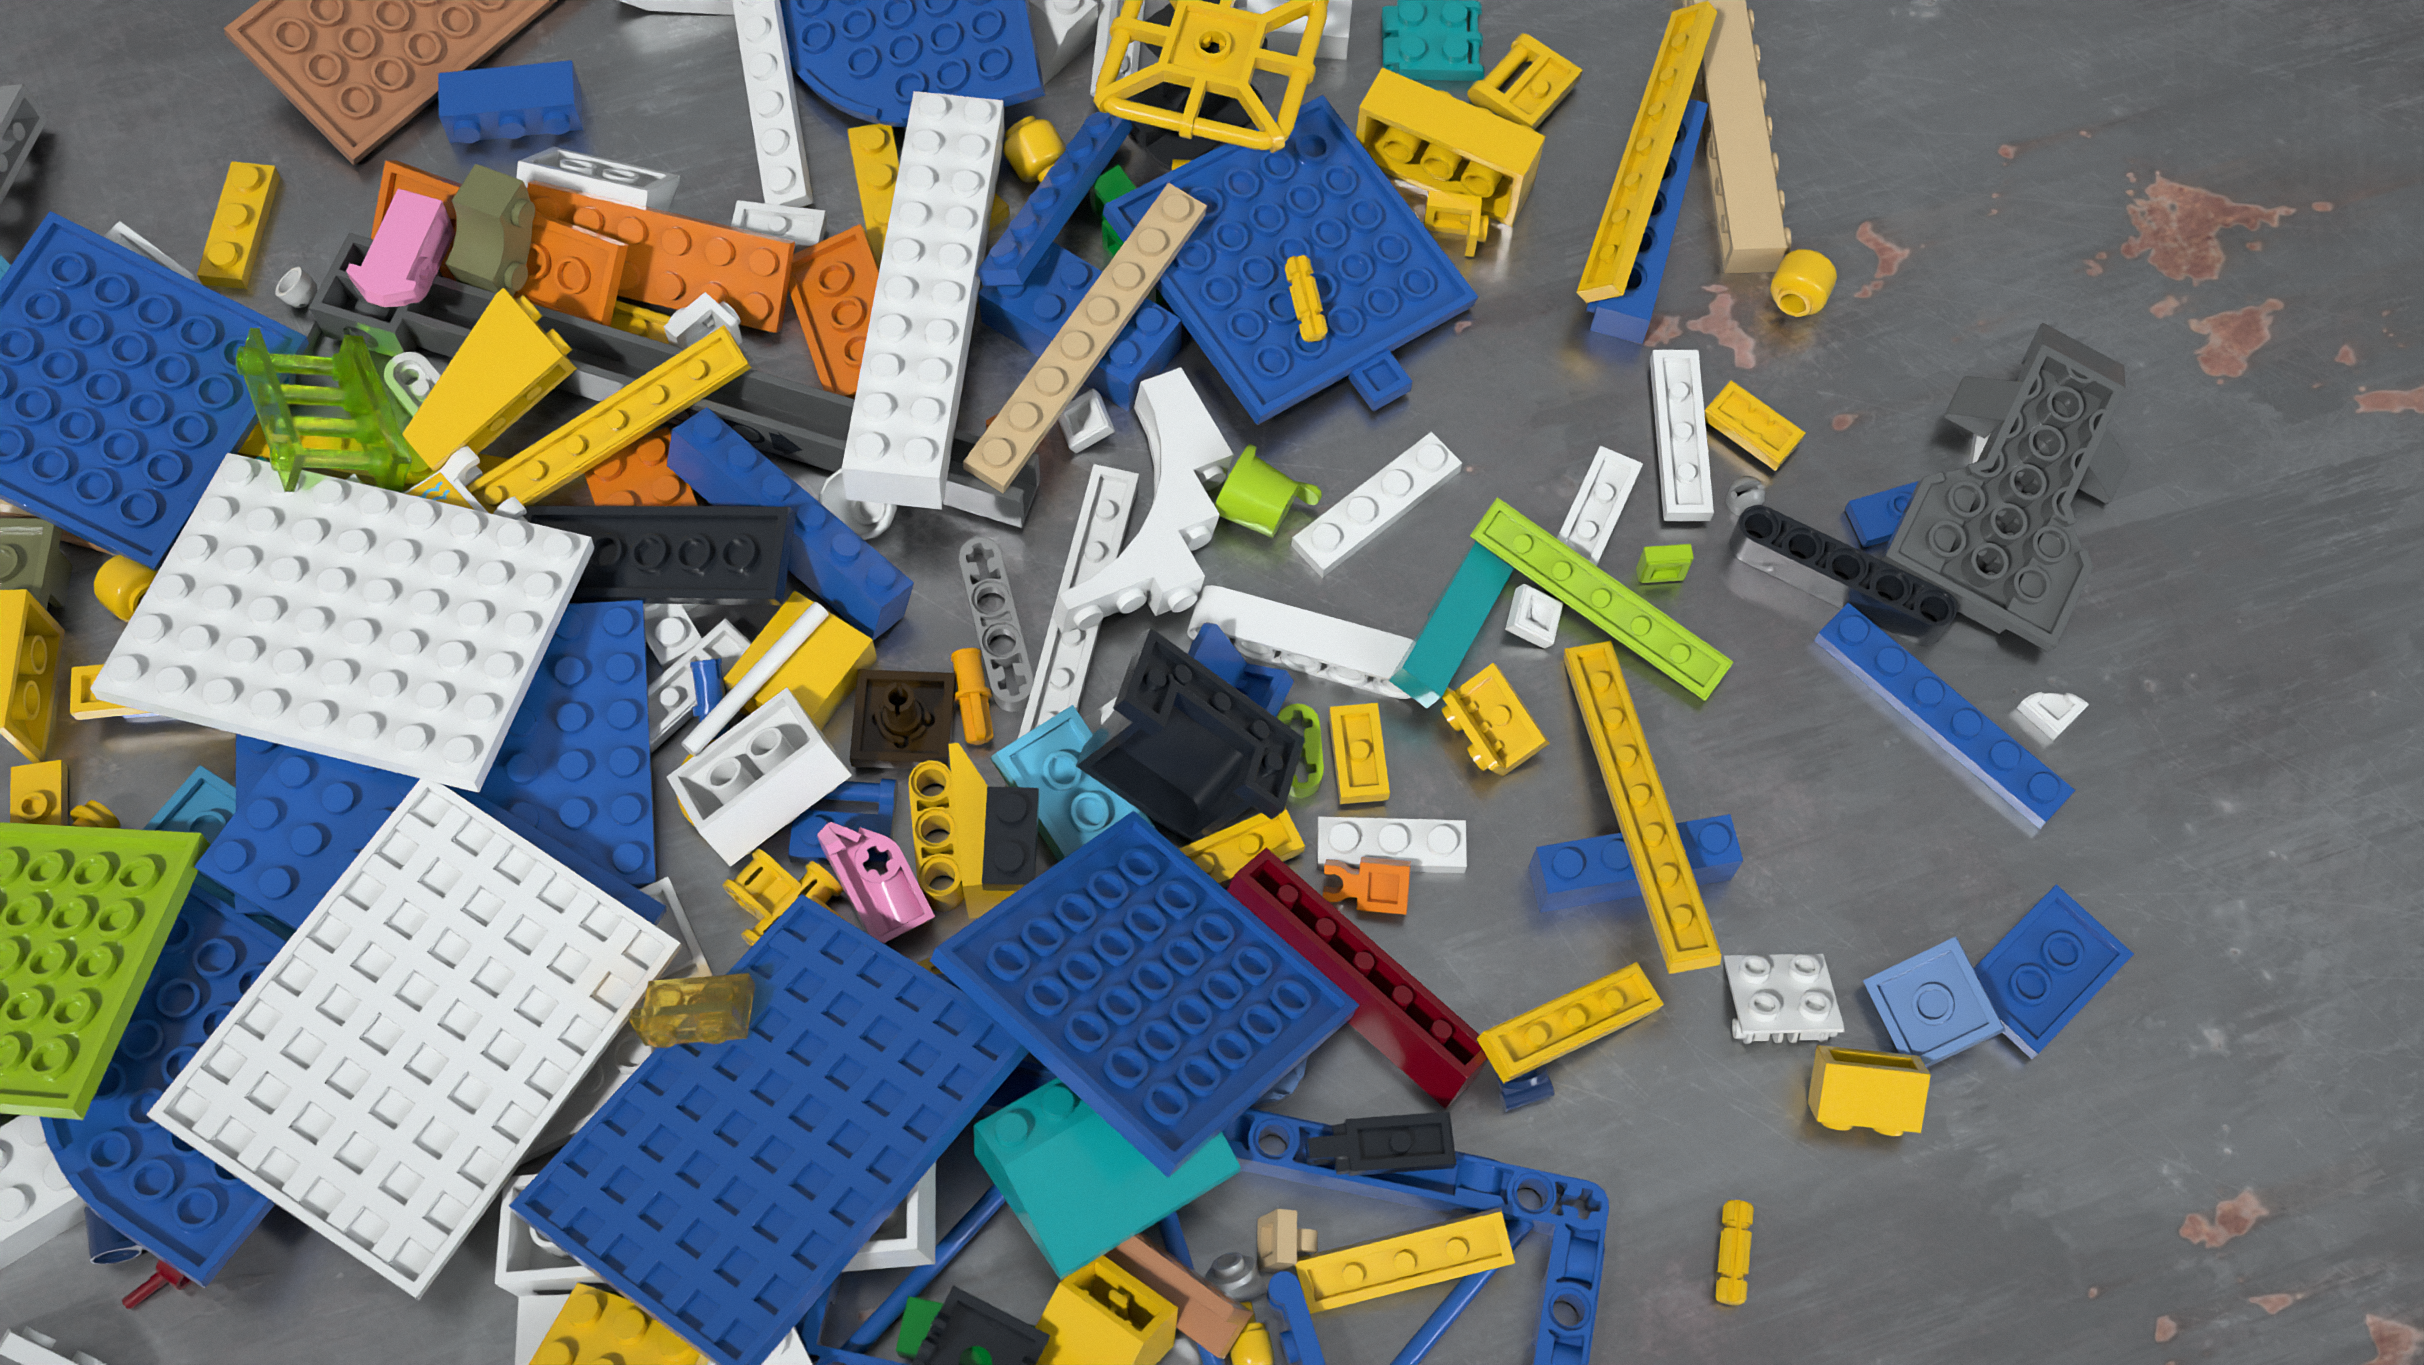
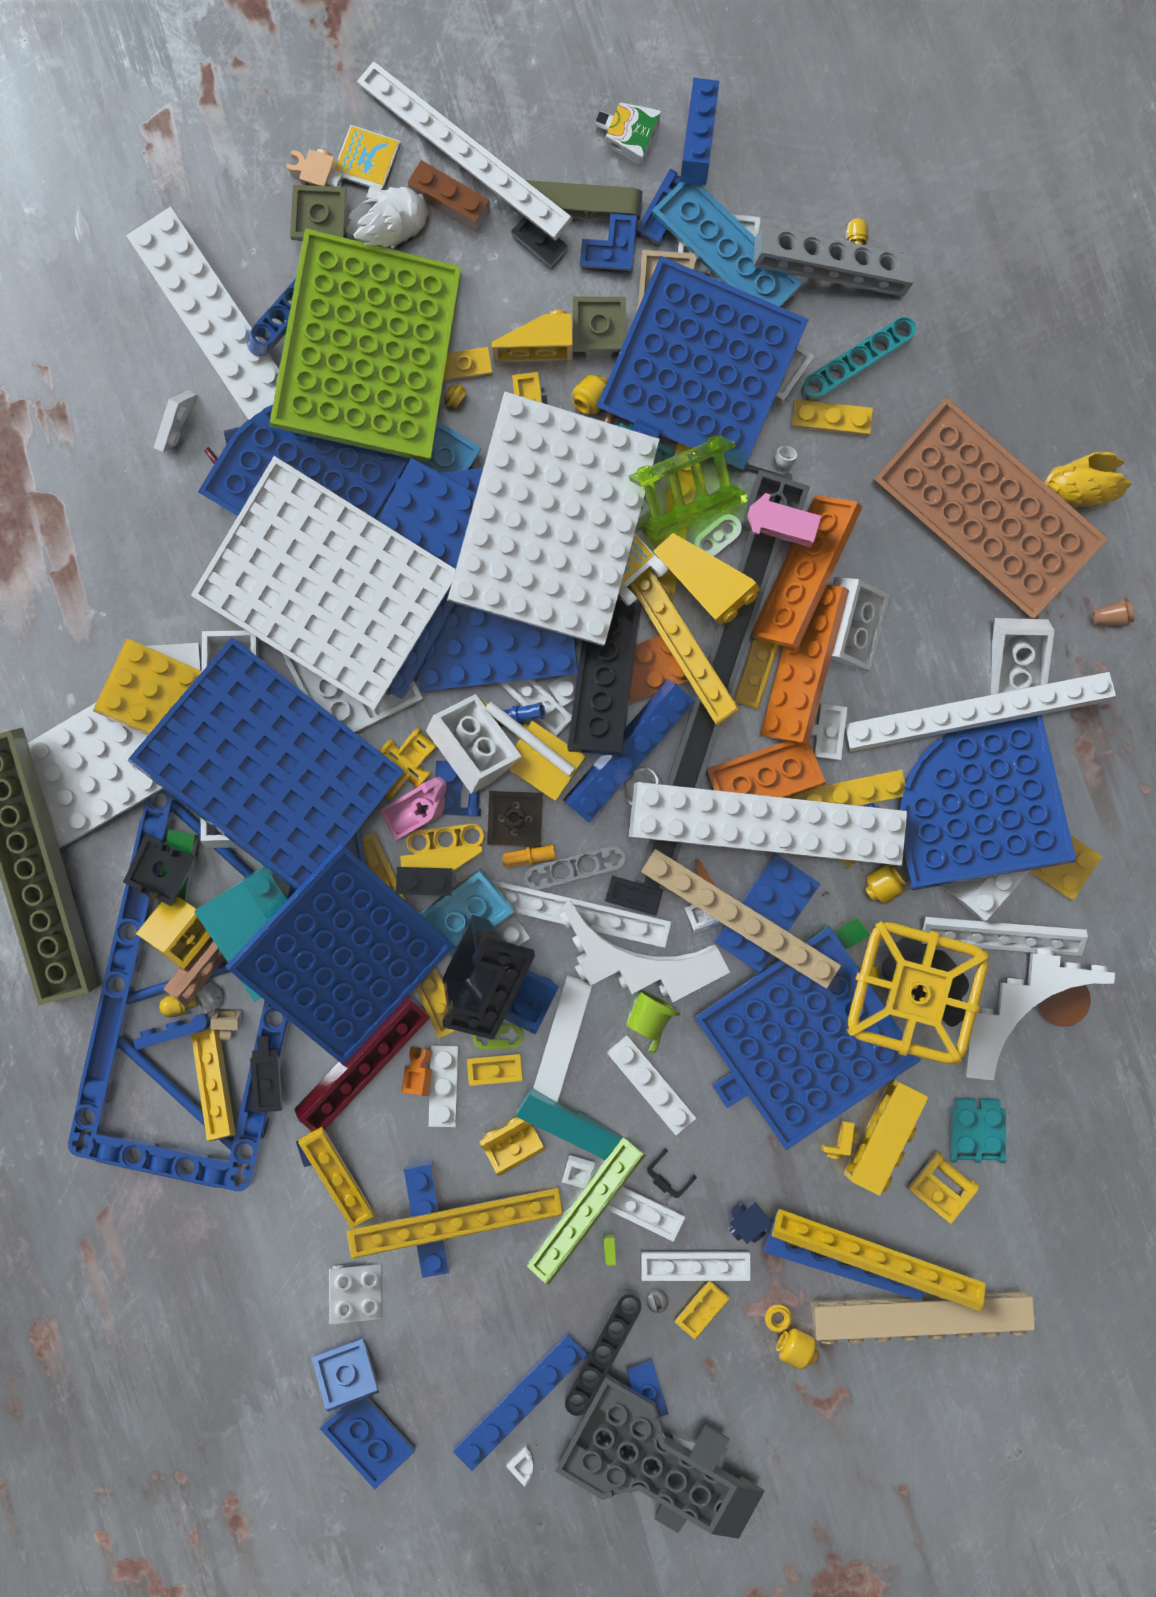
camera: 95 degrees right, 20 degrees up
(143, 177) = (866, 350): none -> teal beam
(492, 231) = (800, 570): olive brick -> none
(510, 101) = (915, 567): blue brick -> none
(695, 1010) = (334, 721): clear yellow bracket -> none
(700, 320) = (756, 687): white bracket -> none
(1047, 526) = (634, 895): none -> black plate
(1054, 200) = (835, 894): blue plate -> none
(1306, 298) = (772, 1046): yellow axle -> none
(1546, 486) = (662, 1183): none -> black piece
(1600, 352) = (748, 1222): none -> dark blue brick
(1734, 1252) = (220, 1255): yellow axle -> none
(1760, 306) = (780, 1326): none -> yellow plate
(1868, 1090) = (300, 1334): yellow piece -> none

